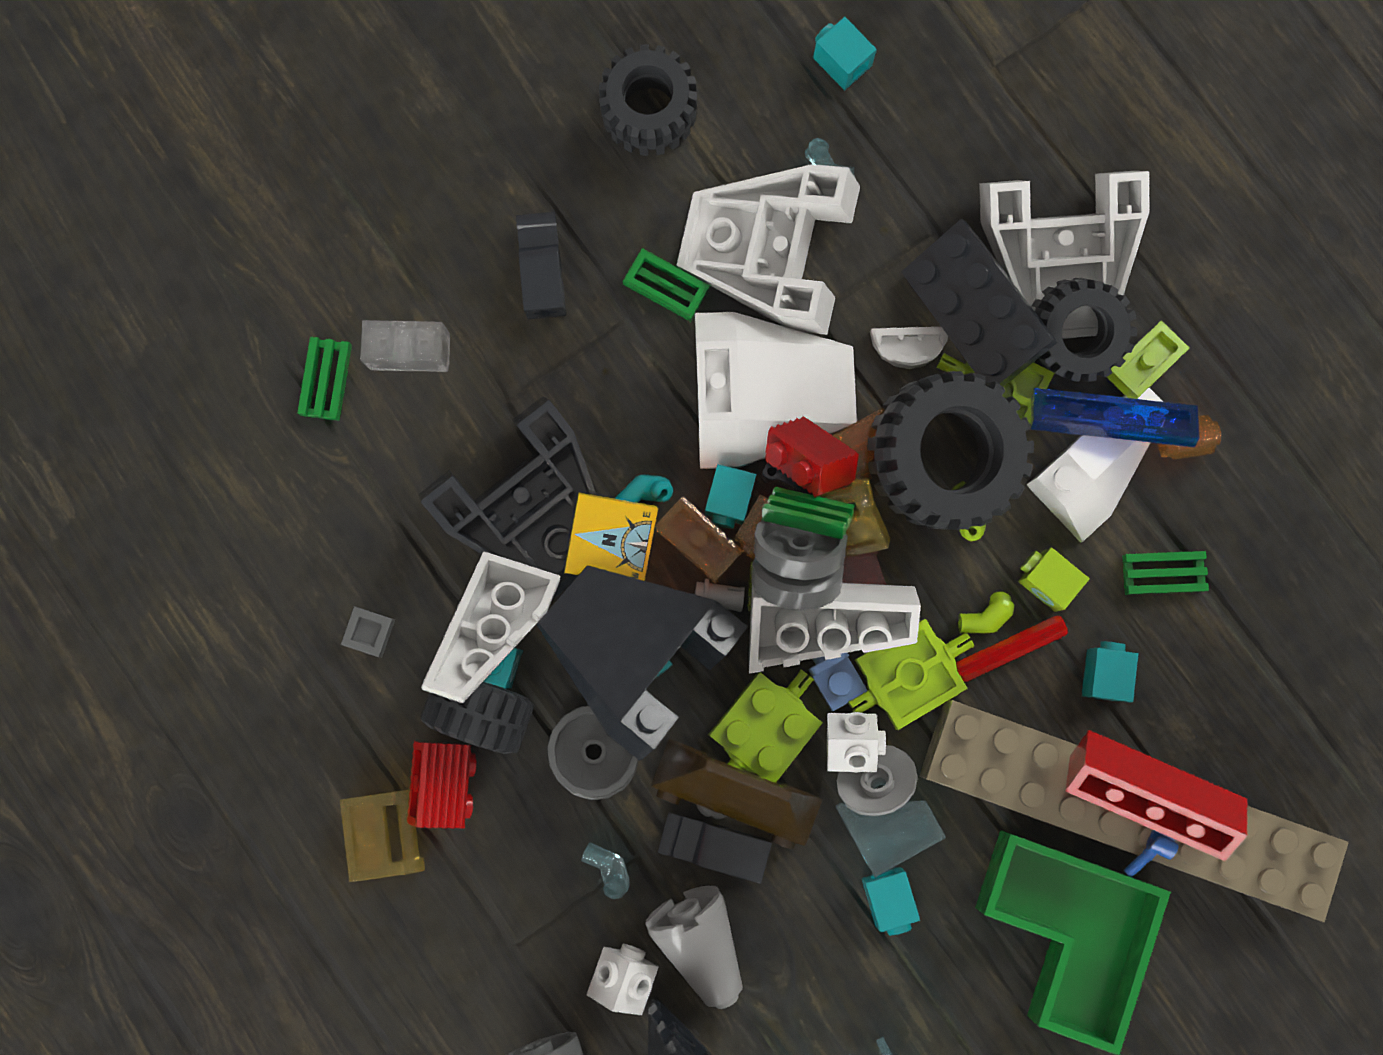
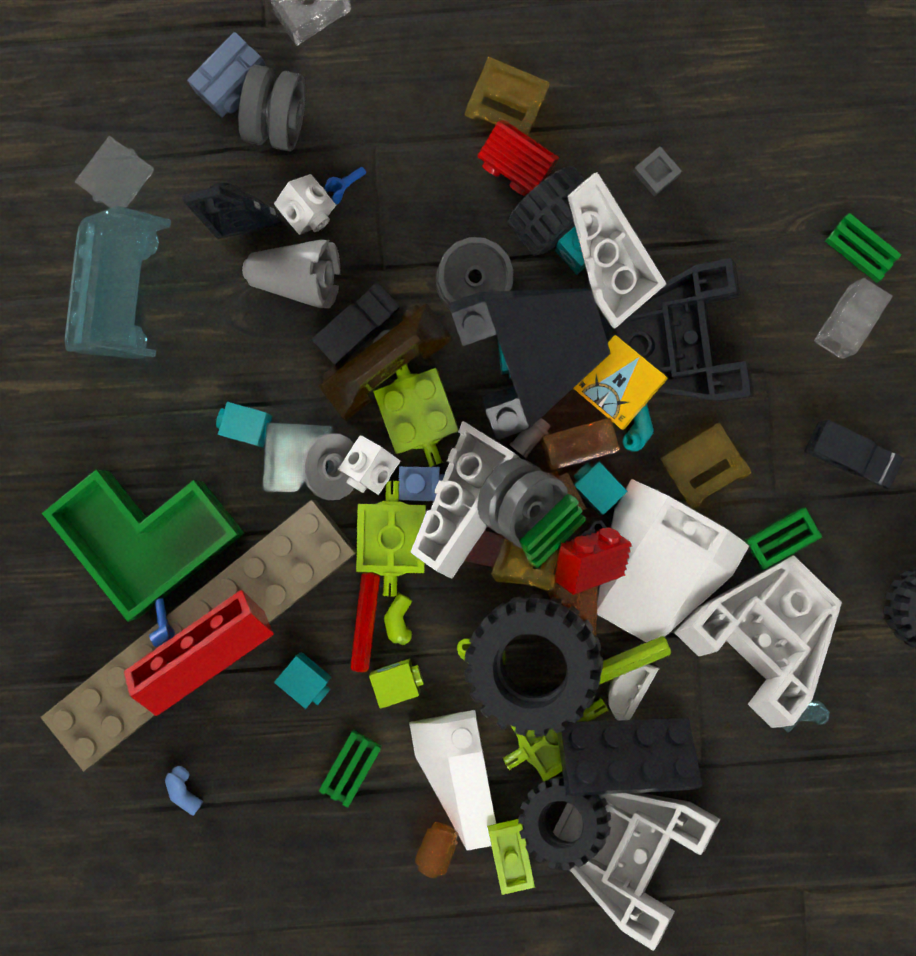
camera: 125 degrees right, 5 degrees up
(578, 956) = (339, 185): none -> blue hand
(611, 867) = (386, 245): clear light blue arm -> none
(635, 415) = (700, 455): none -> clear yellow plate
(843, 52) = (883, 781): teal brick -> none
(877, 358) = (634, 658): none -> lime axle
(1114, 417) = (484, 803): clear blue plate -> none
(1302, 733) = (178, 793): none -> medium blue arm

